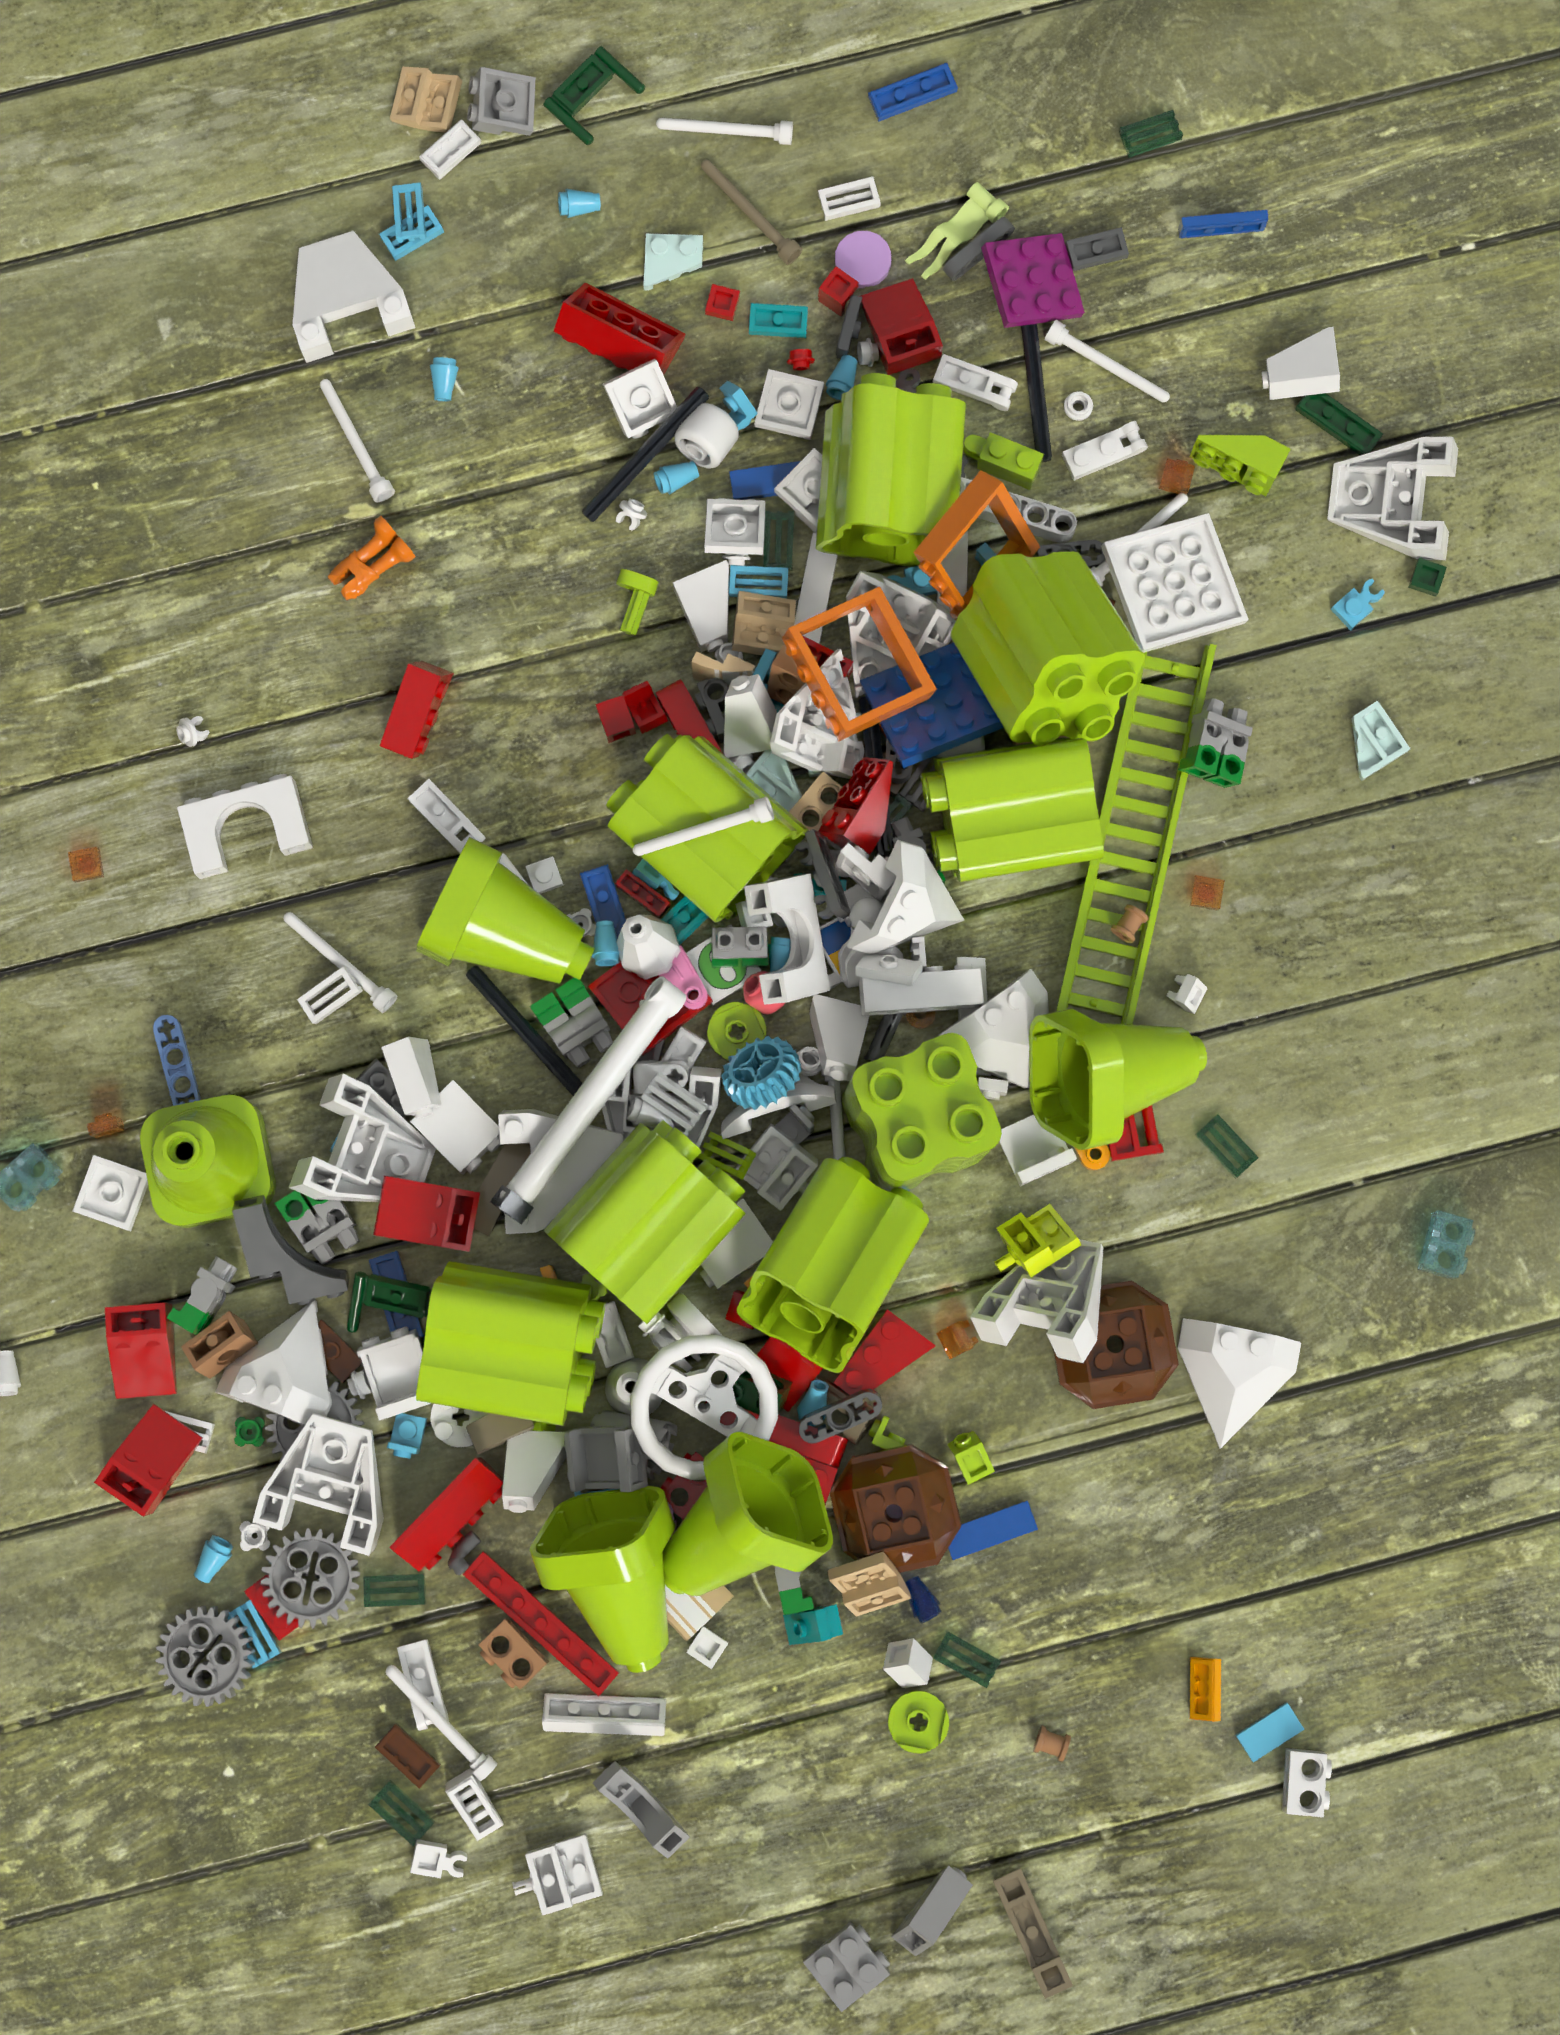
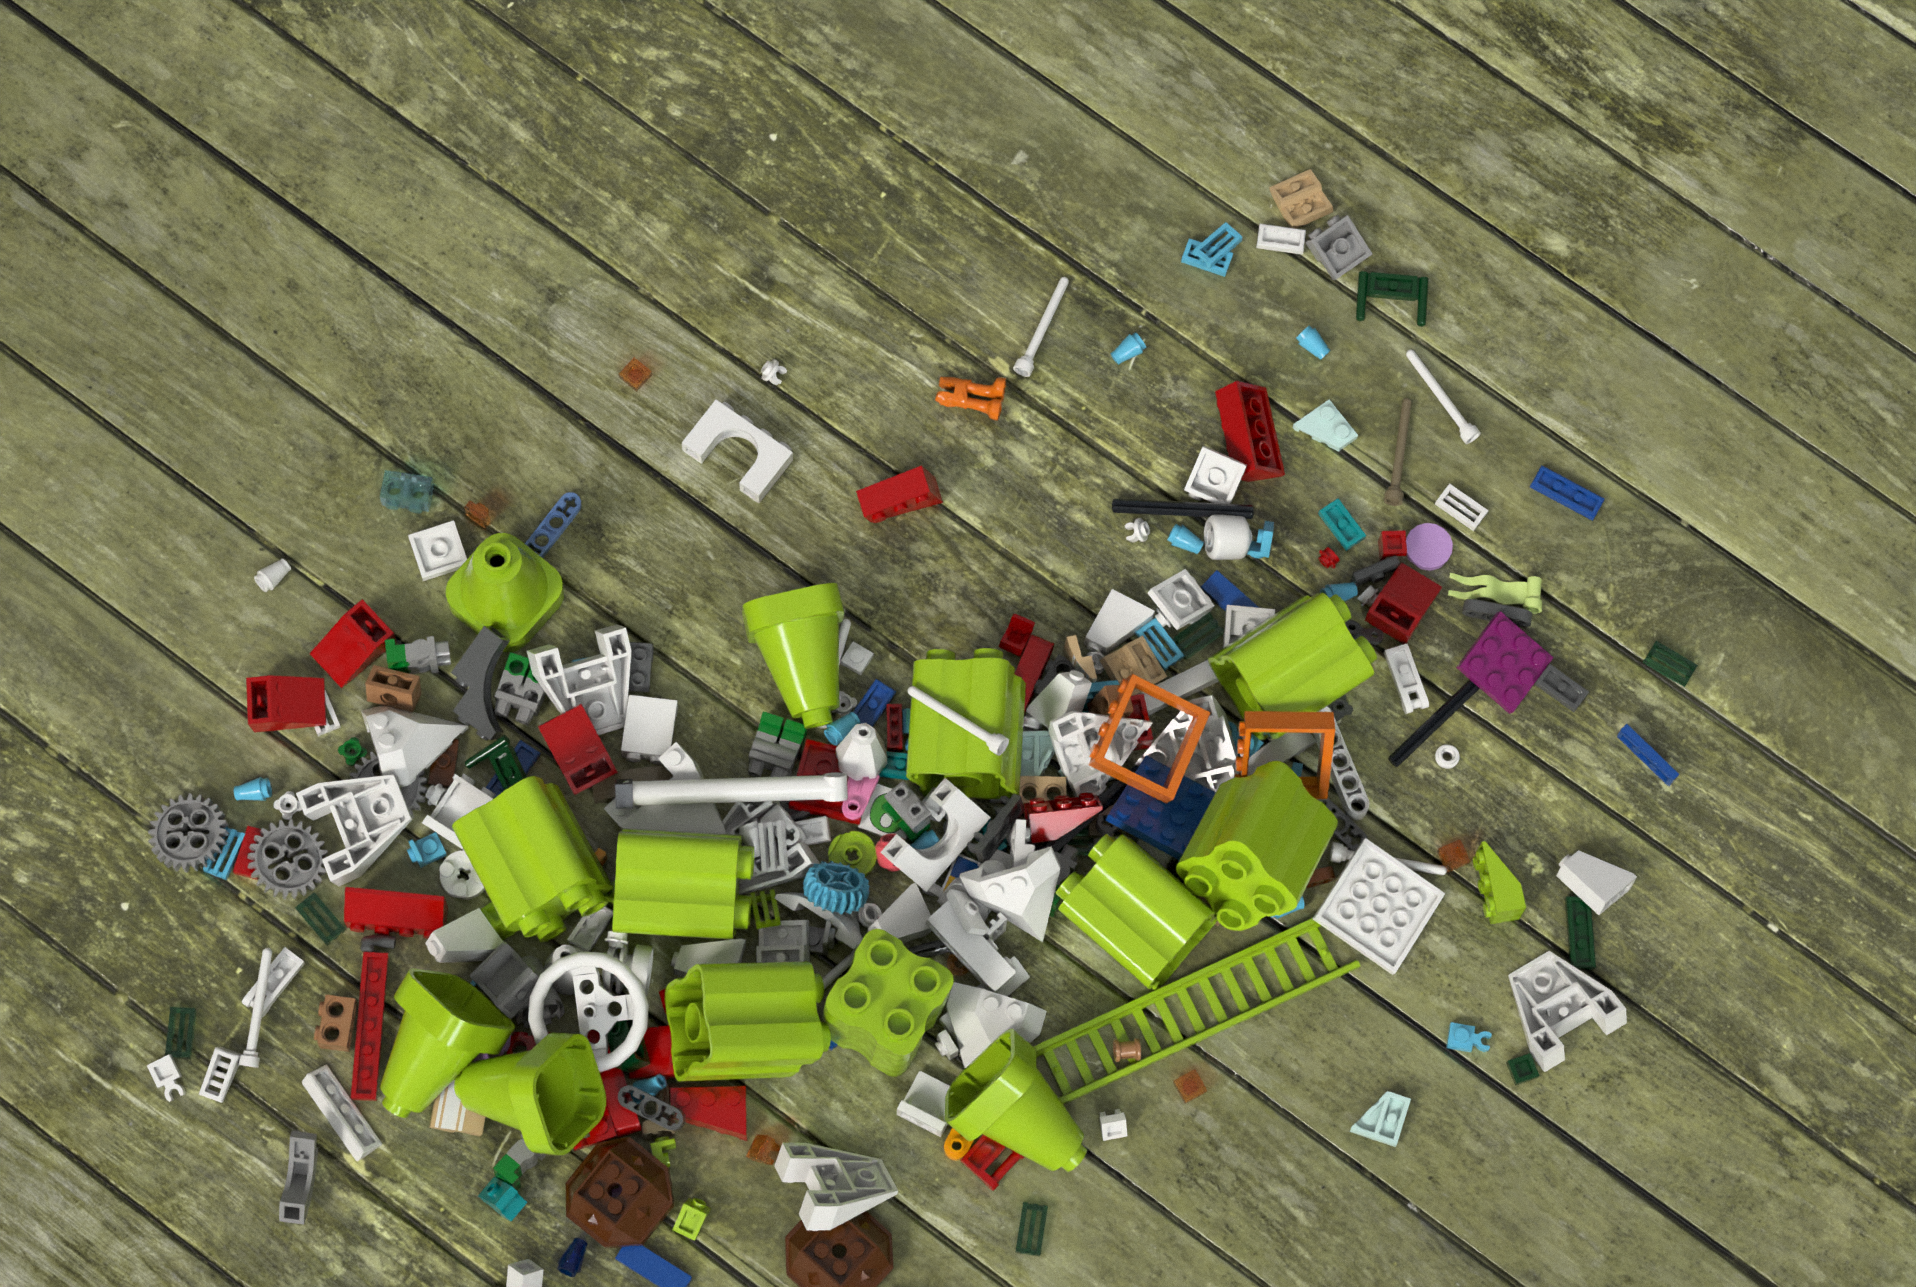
camera: 45 degrees right, 10 degrees down
(340, 280) = (1136, 236): white wedge -> none
(349, 981) = (692, 581): white tile -> none
(381, 997) = (695, 619): white piece -> none
(407, 1755) = (220, 1007): reddish brown plate -> none
(413, 1075) = (660, 672): white slope -> none
(443, 815) = (845, 565): white plate -> none
(495, 1430) = (474, 899): dark tan slope -> none
(524, 1029) = (747, 718): black axle -> none
(561, 1874) = (217, 1162): white plate -> none
(615, 719) = (994, 623): red panel -> none
(642, 588) = (1094, 575): lime piece -> none
(707, 1647) = (435, 1143): white plate -> none
(722, 302) = (1324, 481): red plate -> none
(789, 404) = (1292, 573): white plate -> none
(869, 1584) = (556, 1212): tan slope -> none
(1004, 458) = (1370, 736): lime brick -> none
(1036, 1240) = (866, 1148): neon yellow plate -> none
(1059, 335) = (1484, 707): white piece -> none
(1103, 451) = (1431, 796): white plate -> none
(1217, 745) = (1293, 1015): hips -> none

